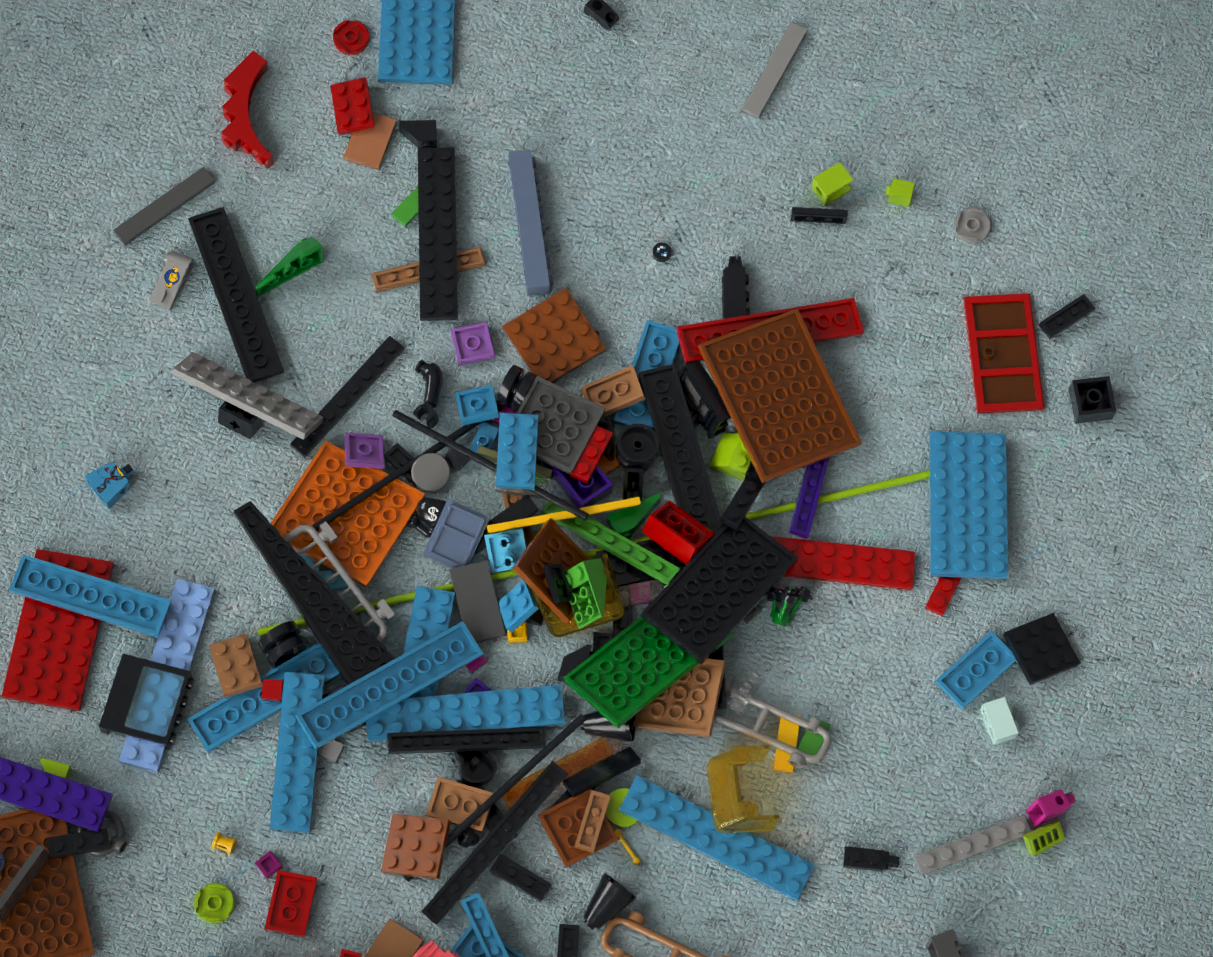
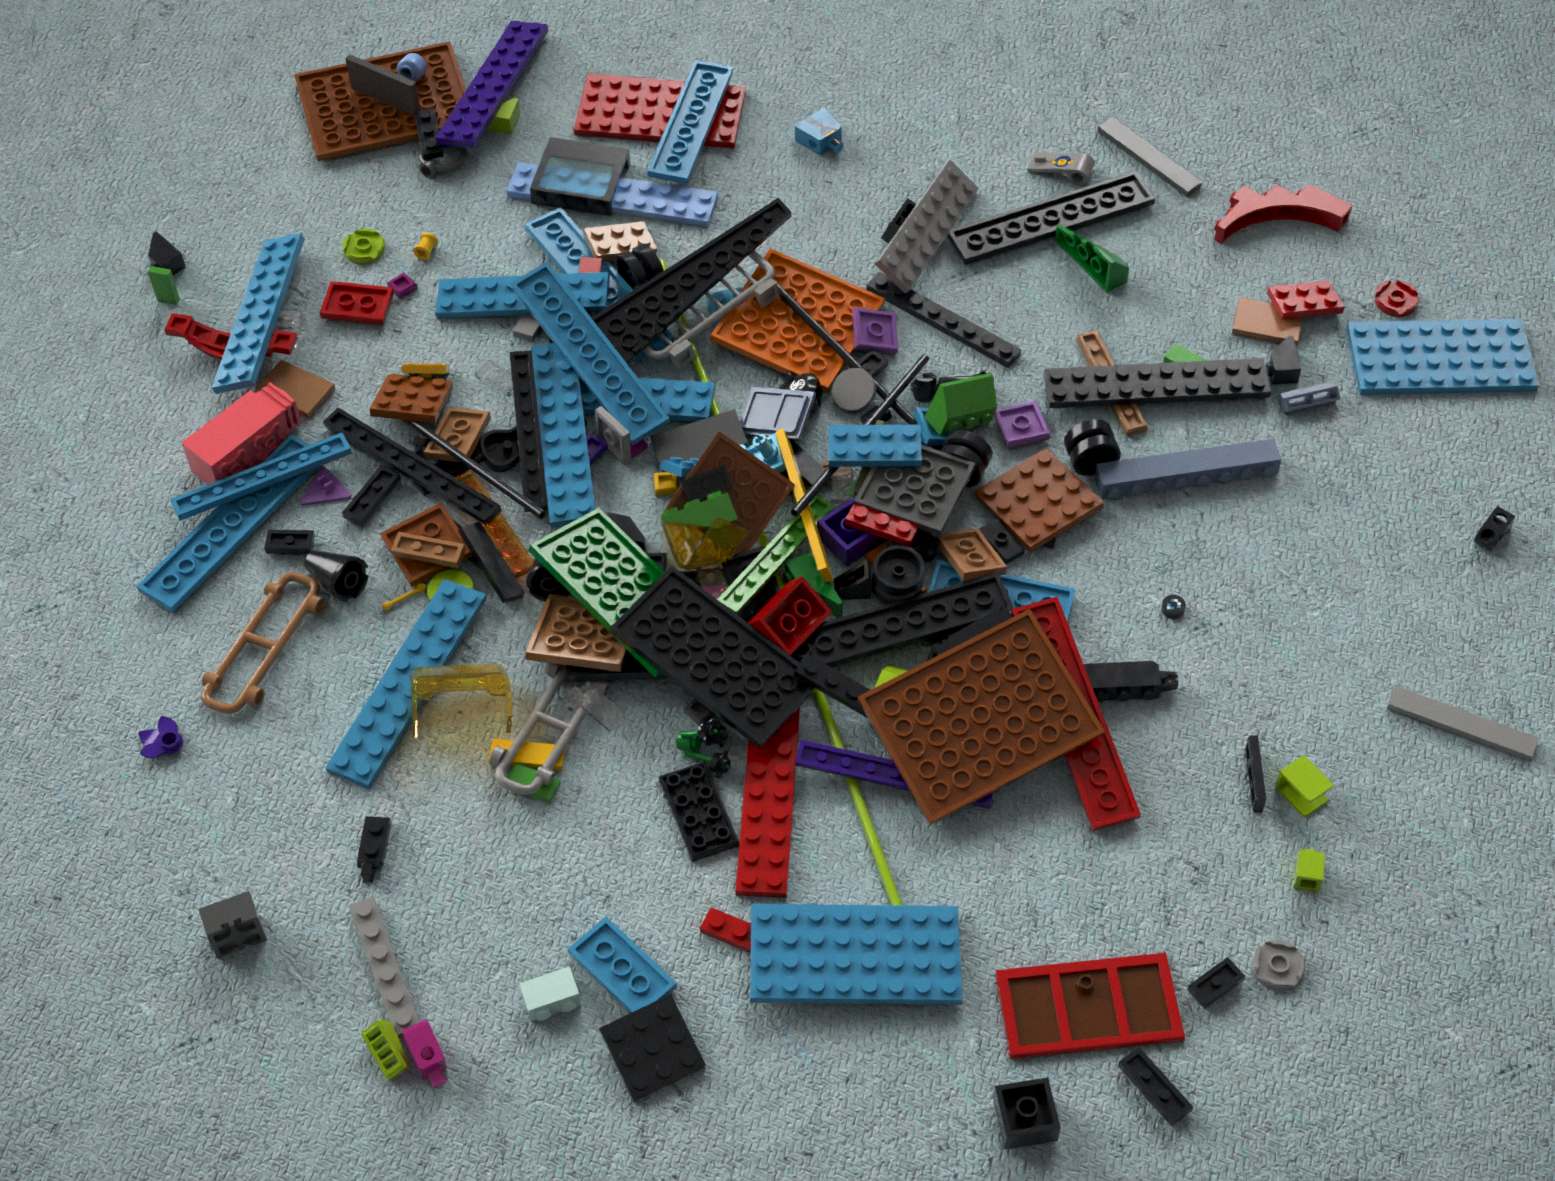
camera: 95 degrees right, 15 degrees down
(378, 837) = (425, 369): none -> yellow plate
(459, 121) = (1308, 396): none -> sand blue piece
(465, 384) = (963, 404): none -> bright green slope
(475, 669) = (614, 434): none -> light grey tile
(507, 921) = (324, 489): none -> medium lavender piece
(510, 289) = (1091, 444): none -> black wheel
(592, 371) = (1002, 541): none -> black plate
(840, 614) = (698, 811): none -> black tile
(988, 267) = (1216, 983): none -> black plate

